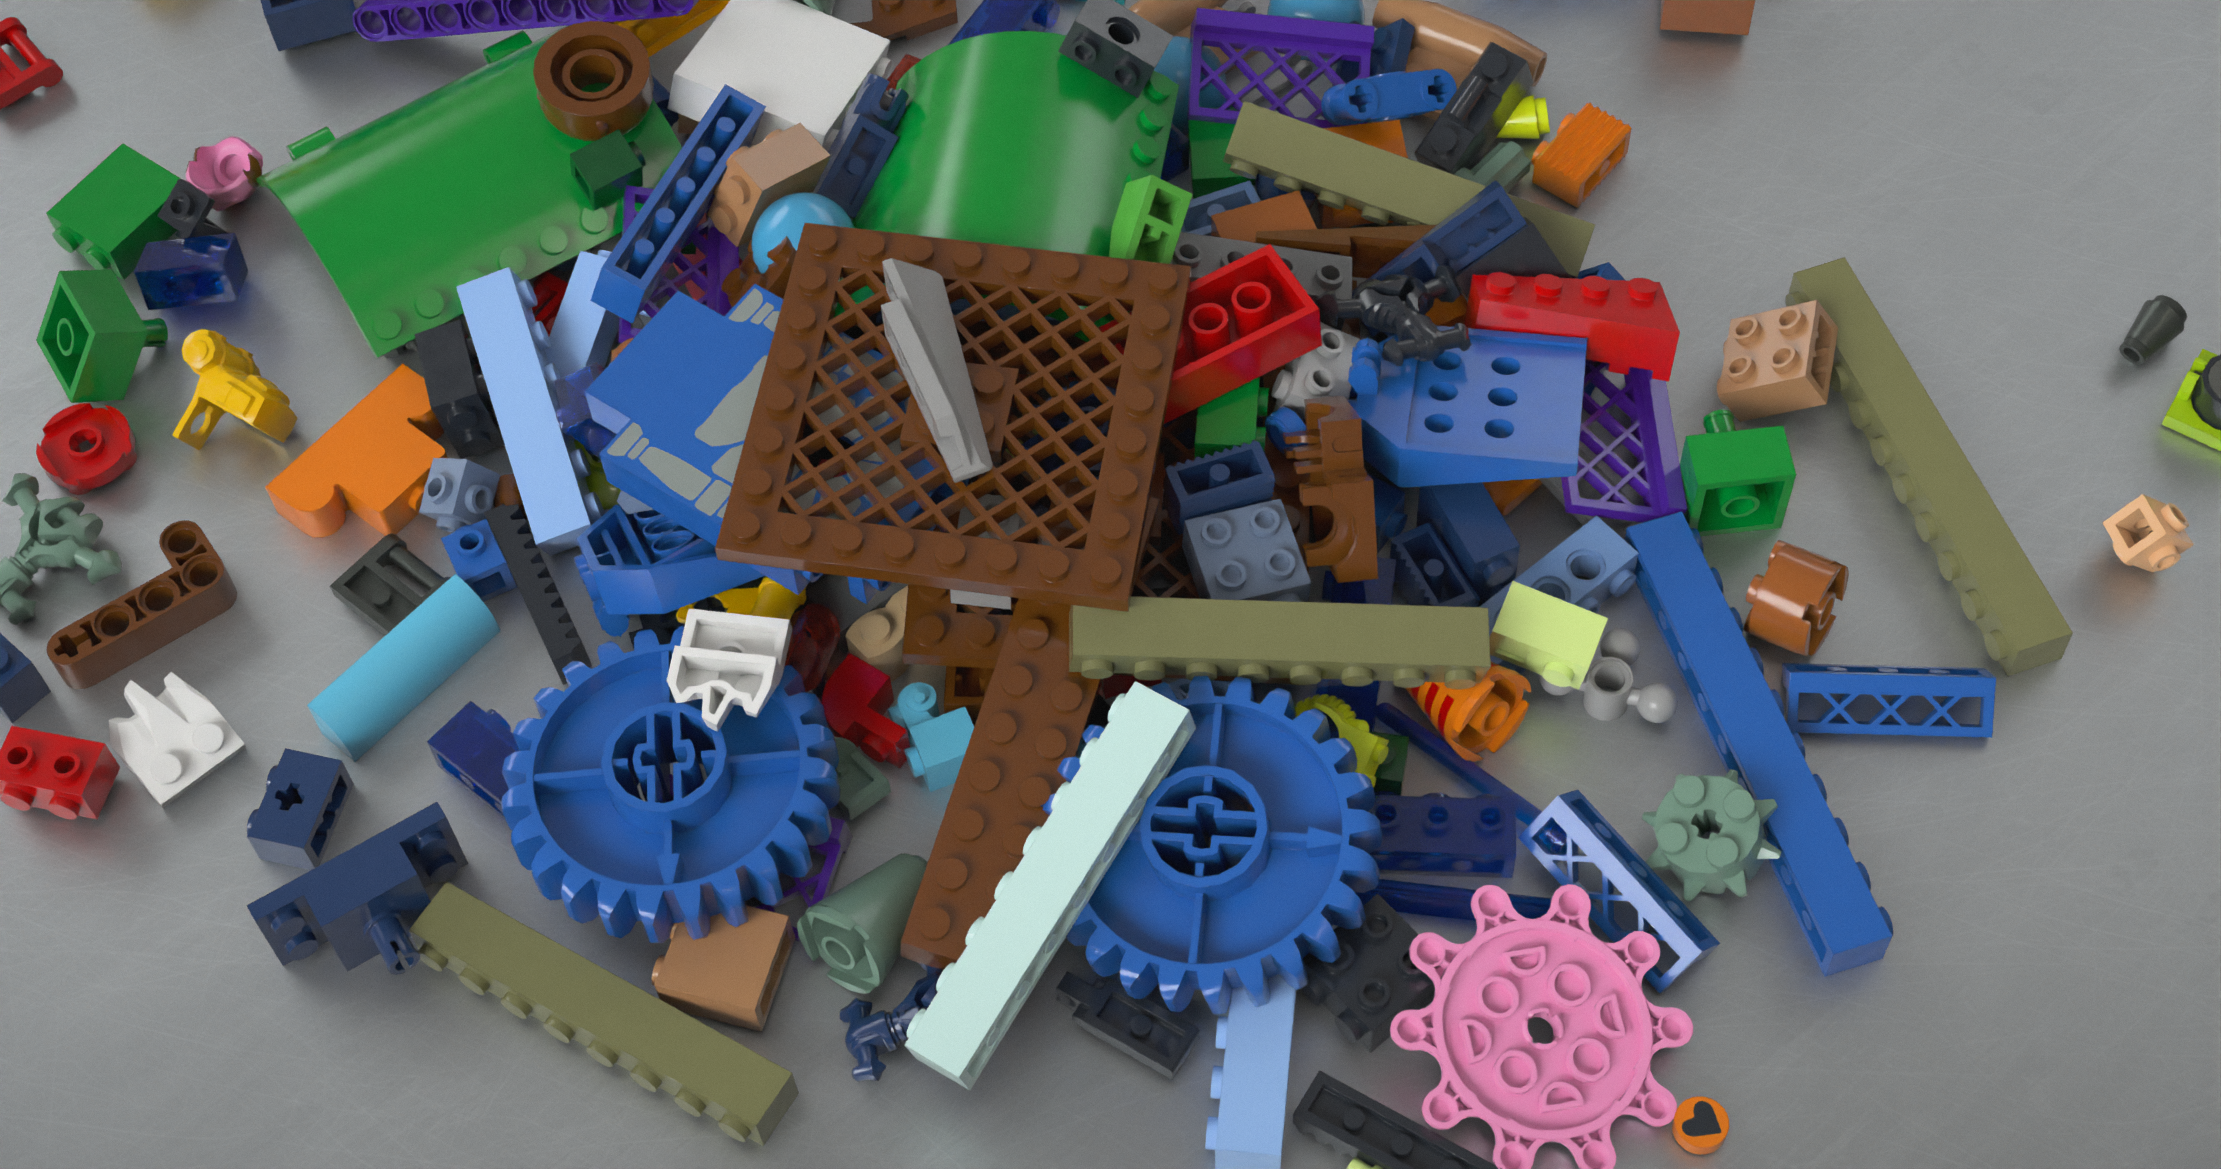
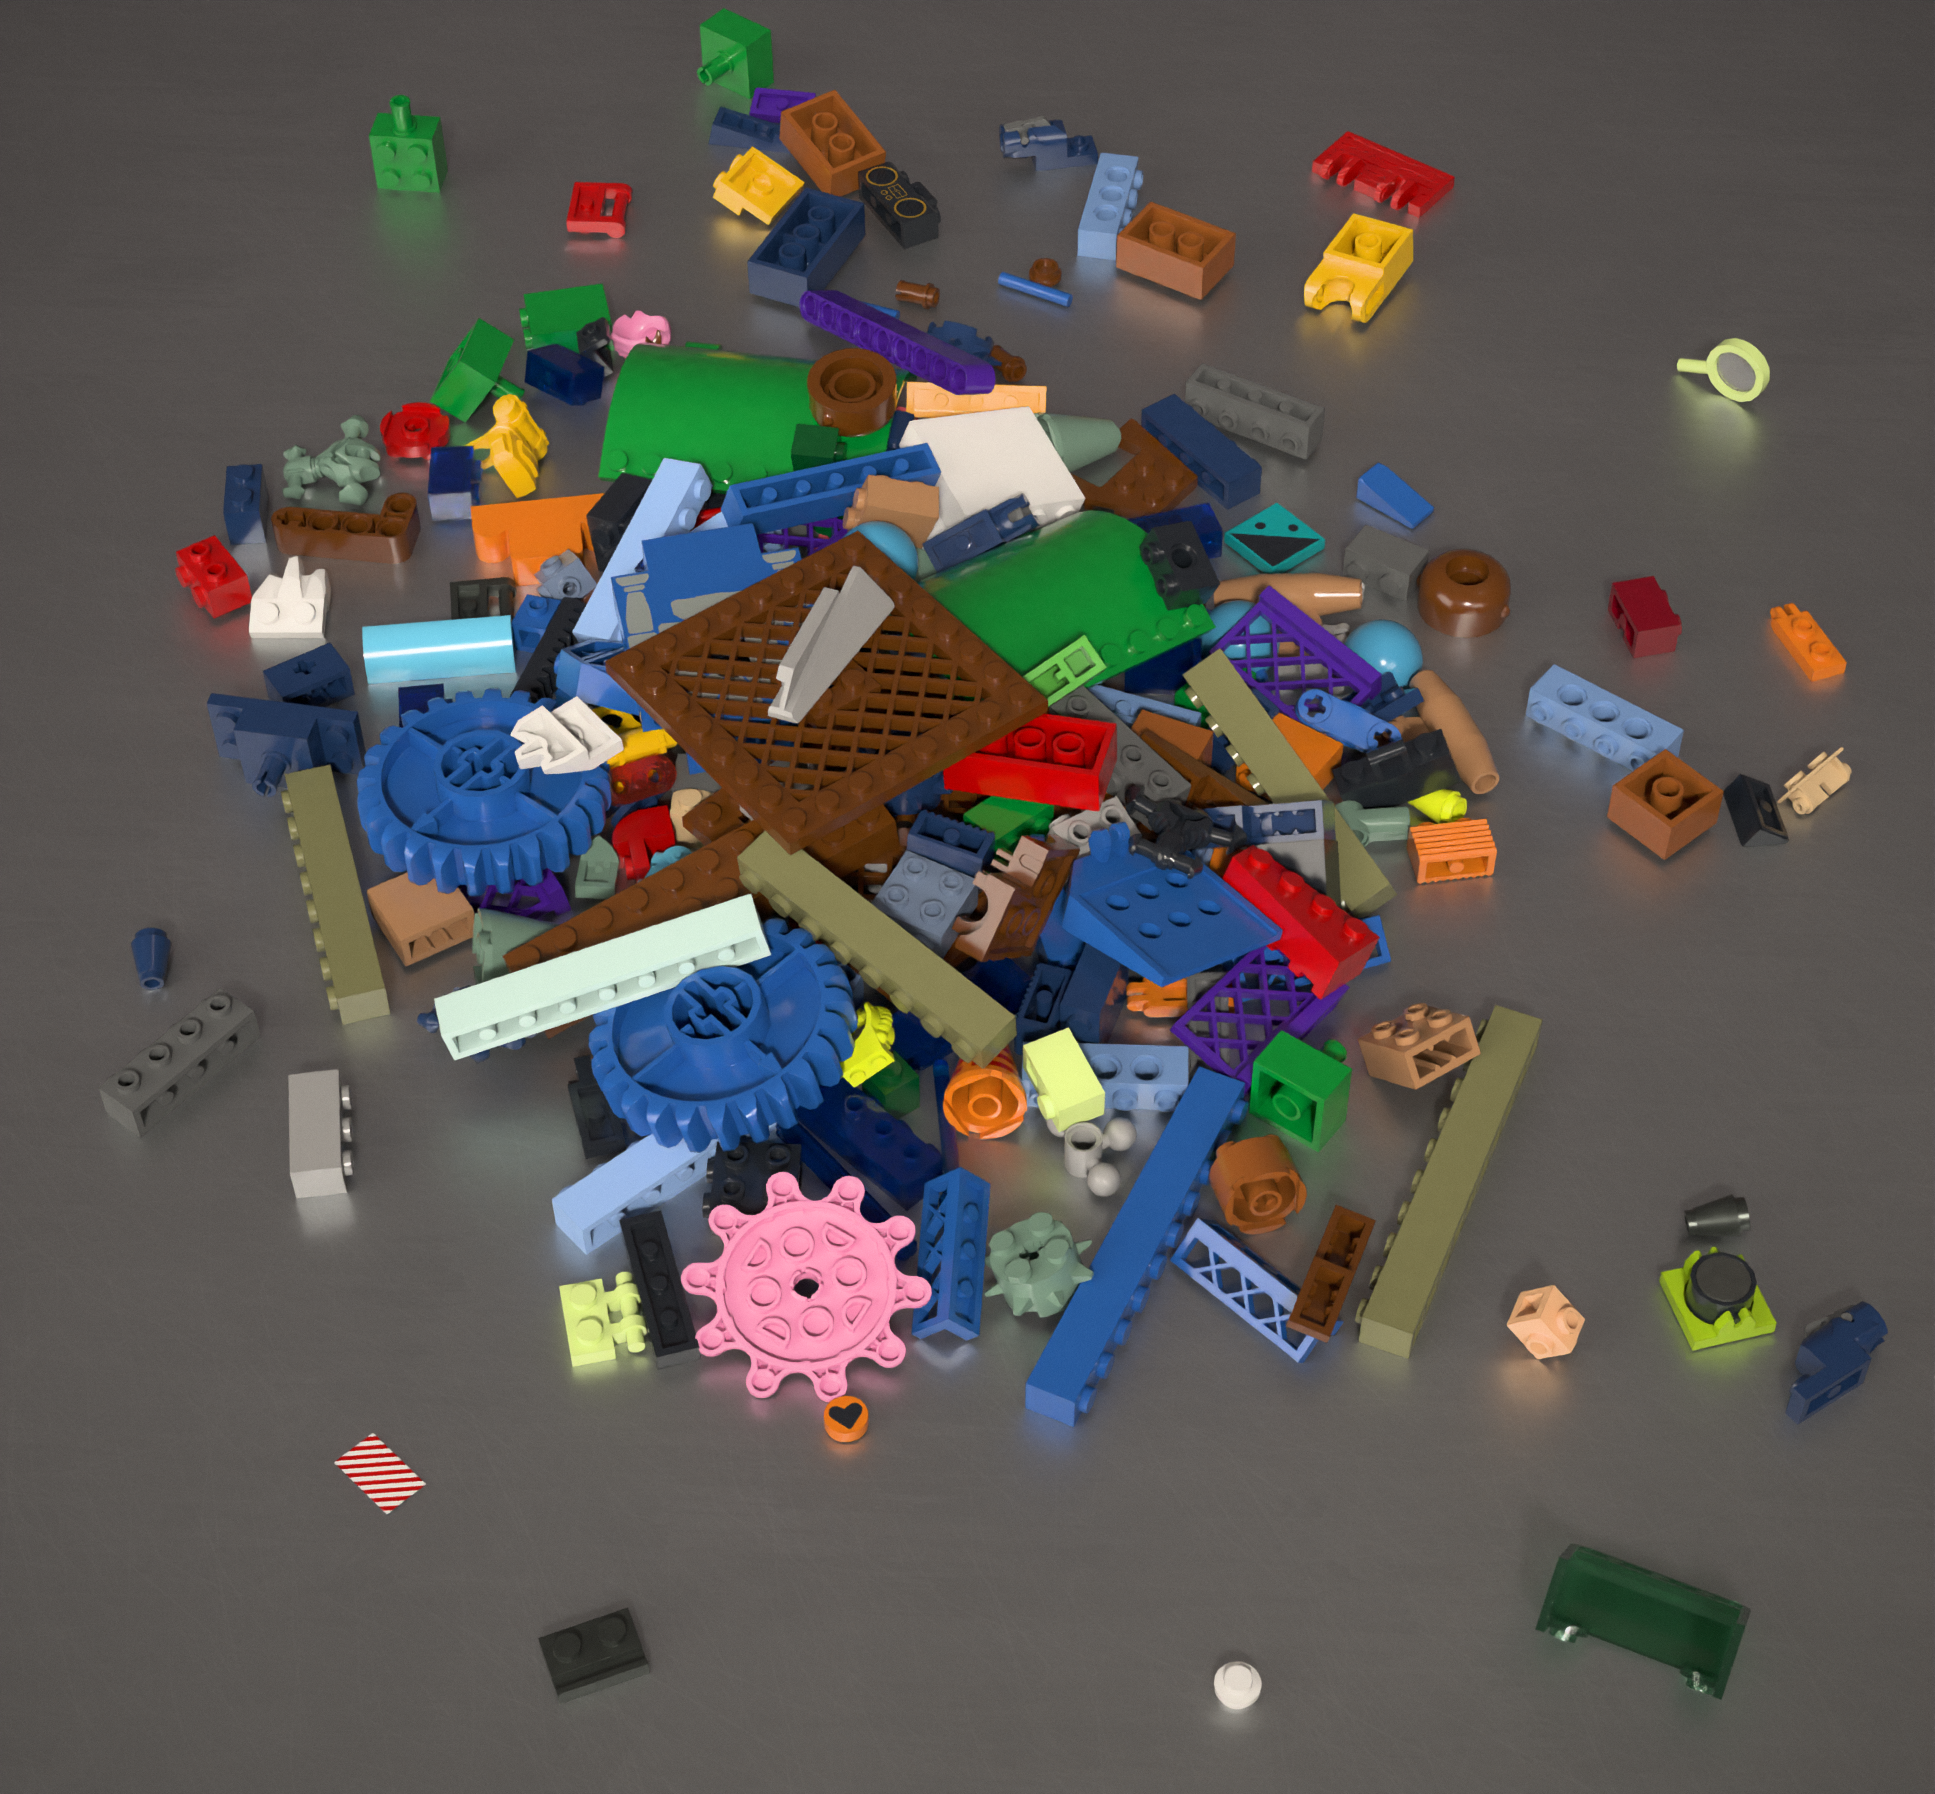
camera: 40 degrees right, 10 degrees down
(208, 474) = (454, 482): none -> clear blue brick
(1957, 643) = (1331, 1274): none -> reddish brown slope

